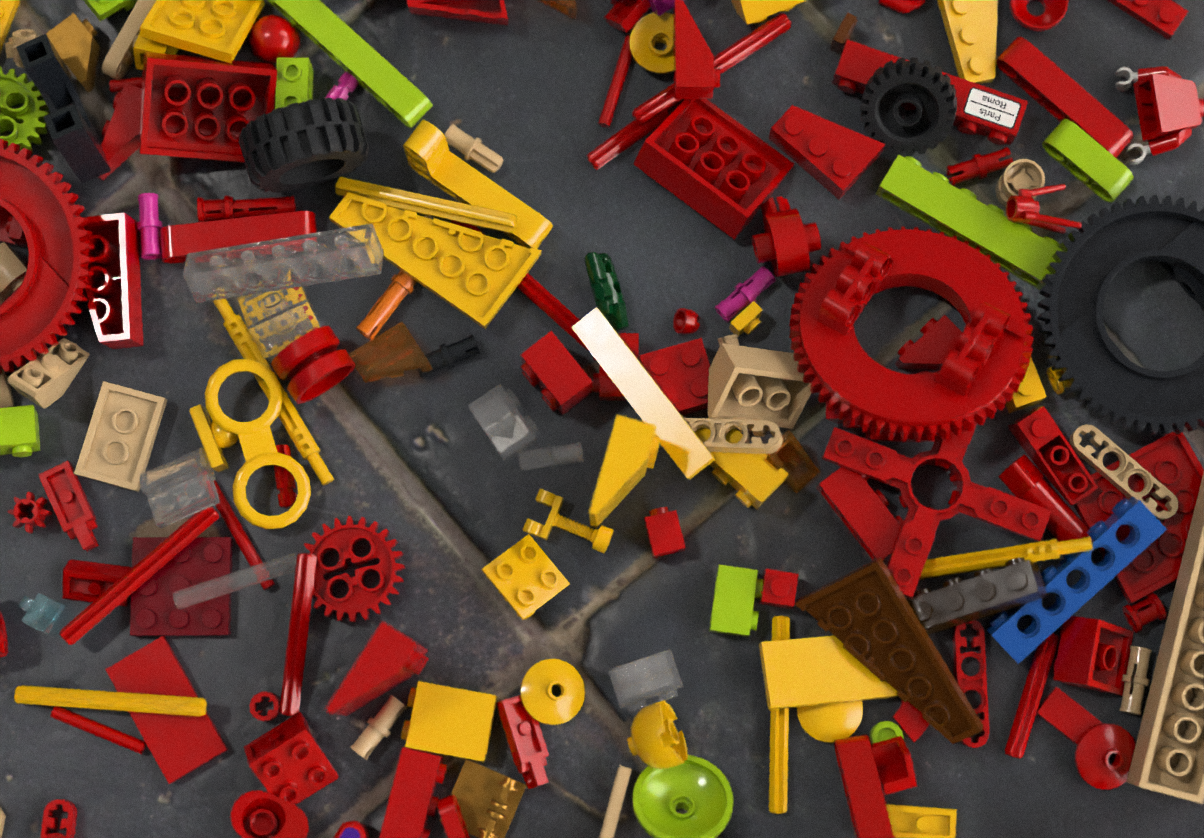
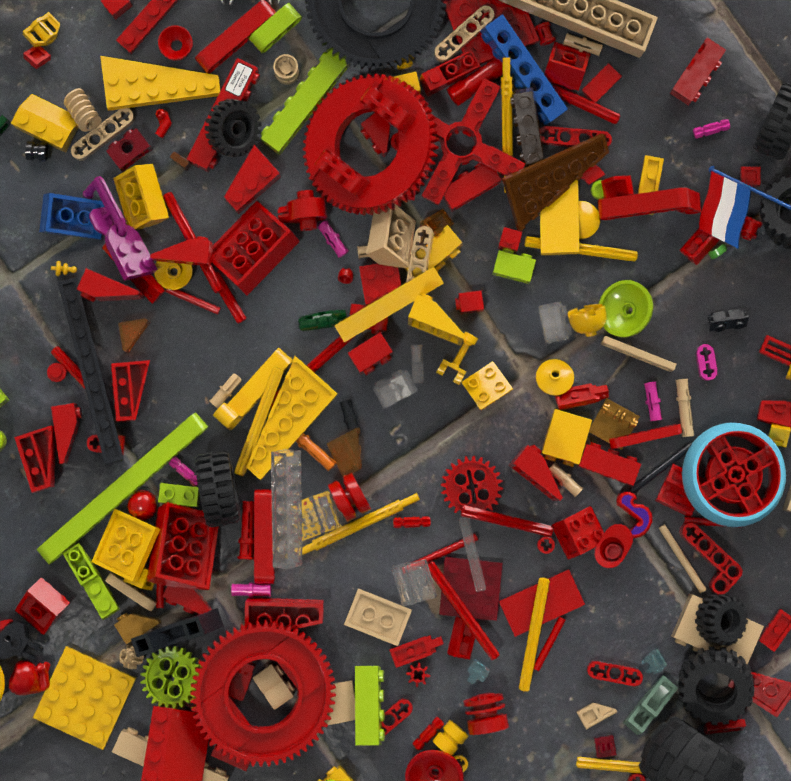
camera: 85 degrees left, 5 degrees up
(49, 375) = (336, 655): tan slope -> none
(212, 438) = (382, 557): yellow tile -> none
(257, 443) = (392, 534): yellow bar -> none
(747, 320) = (349, 239): yellow plate -> none
(979, 166) = (271, 91): red pin -> none
(1026, 210) = (304, 68): red plant -> none
(1093, 755) = (619, 72): red dish -> none

